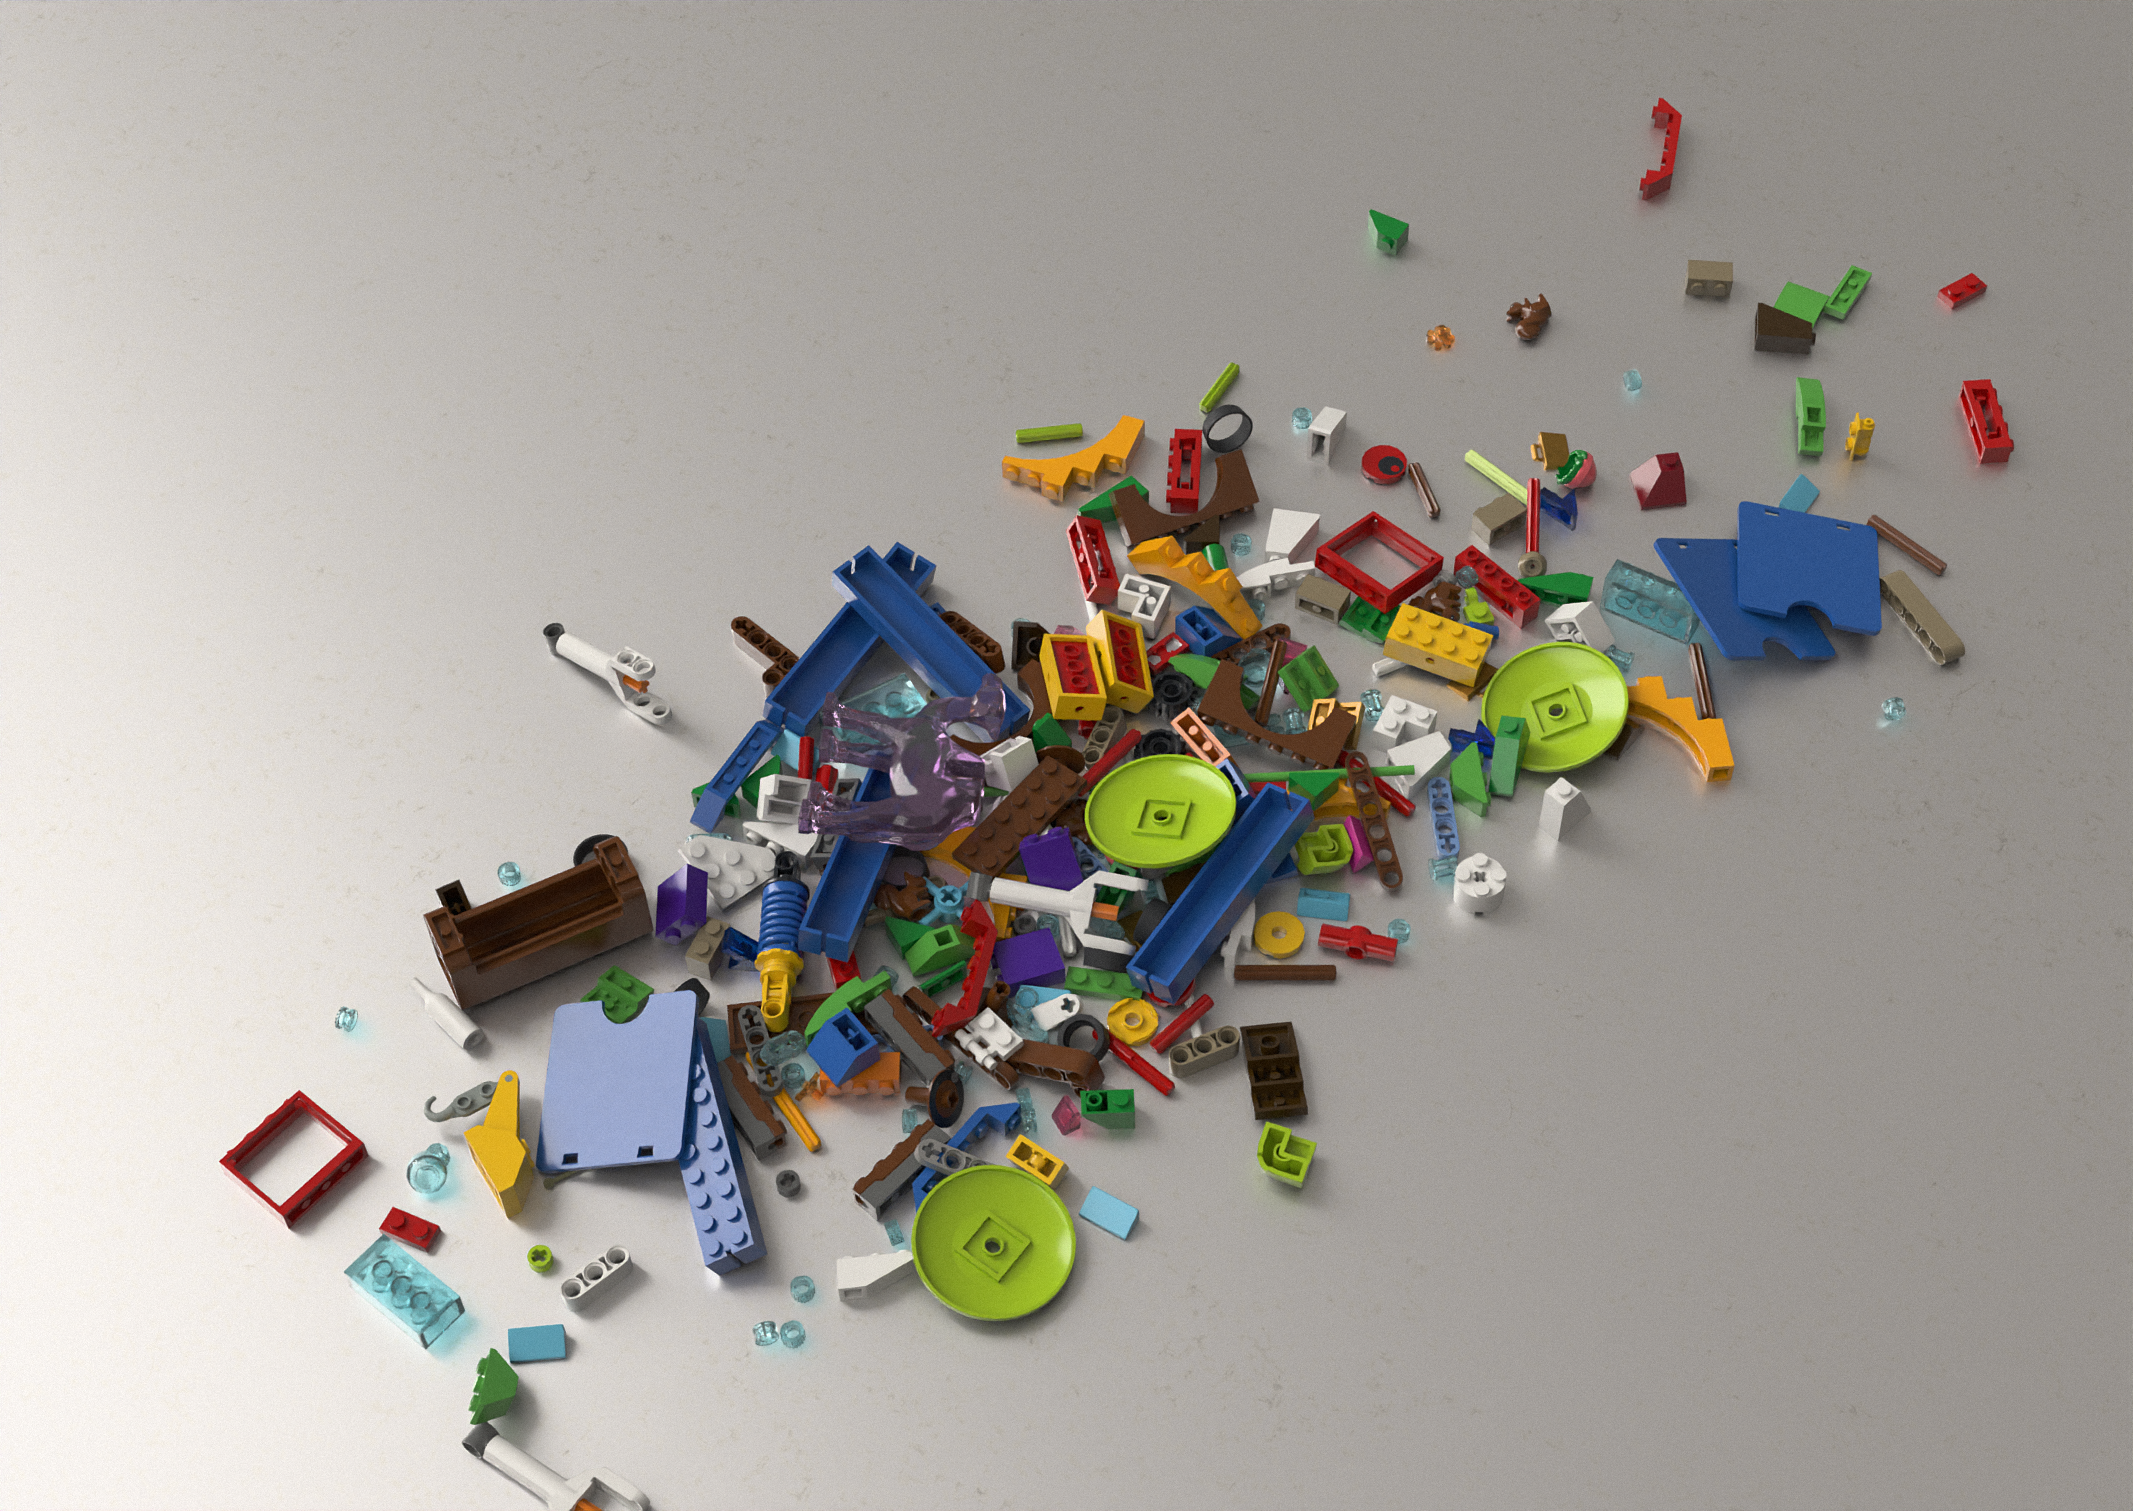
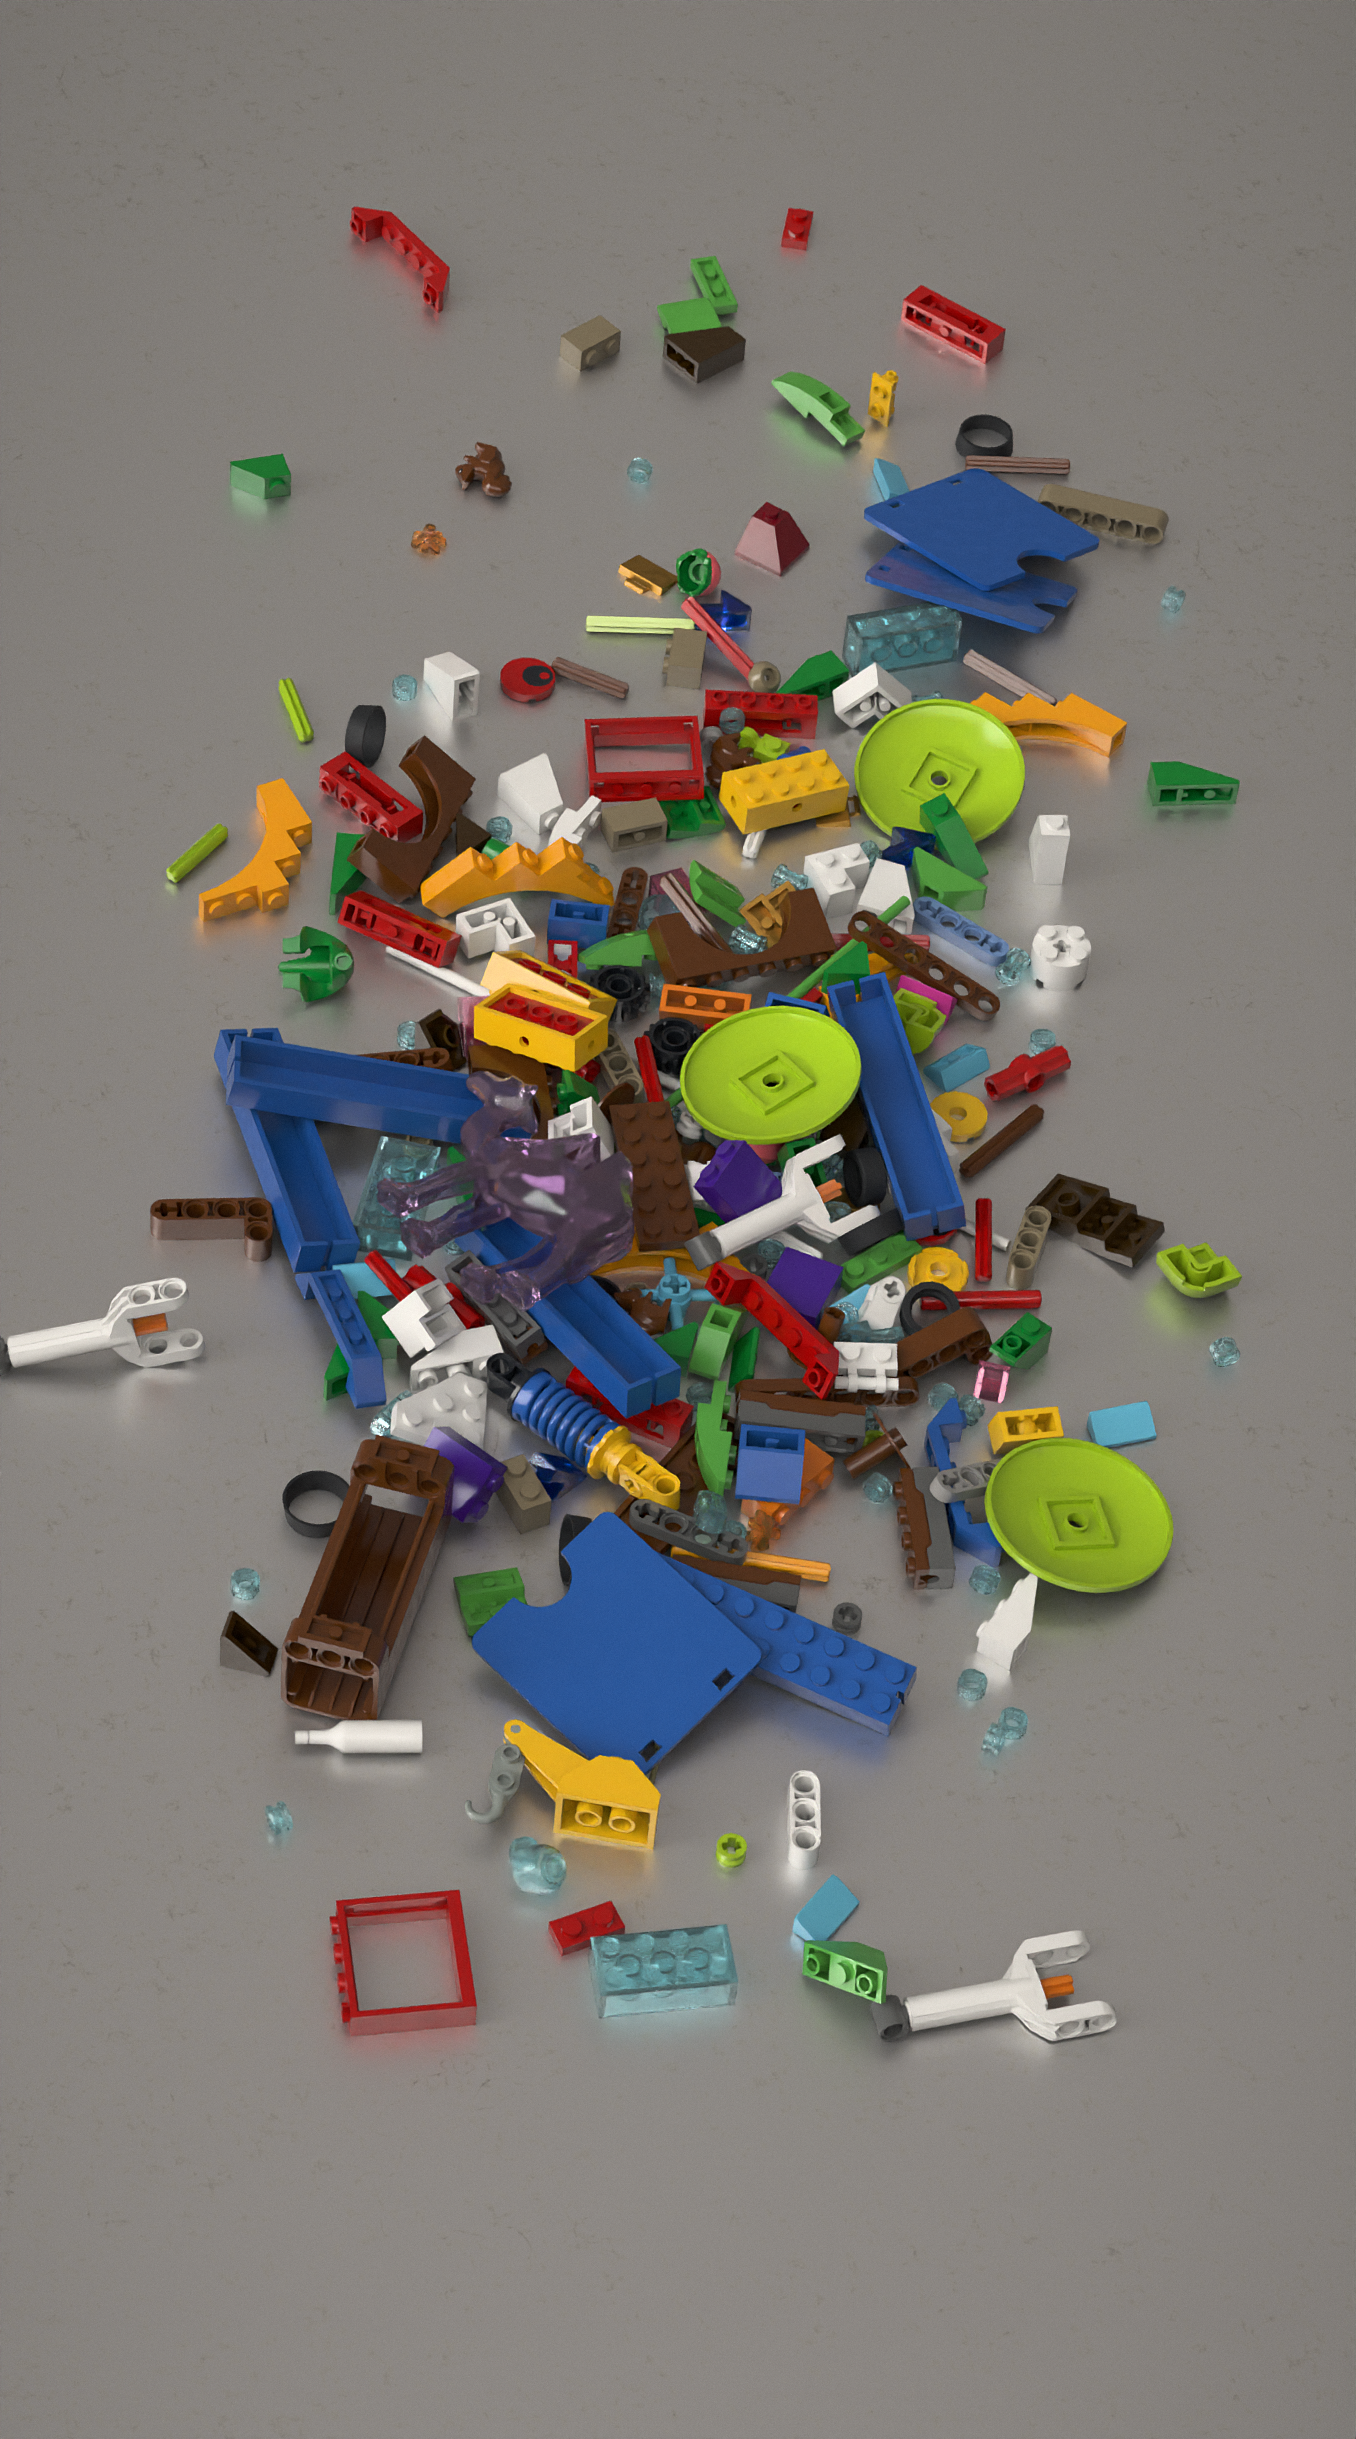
camera: 55 degrees left, 5 degrees down
(1025, 551) = (327, 966): none -> green piece
(1237, 1223) = (1224, 1352): none -> clear light blue bush
(1445, 723) = (872, 851): none -> clear light blue axle
(1726, 836) = (1189, 785): none -> green slope
(1907, 529) = (989, 422): none -> black tyre

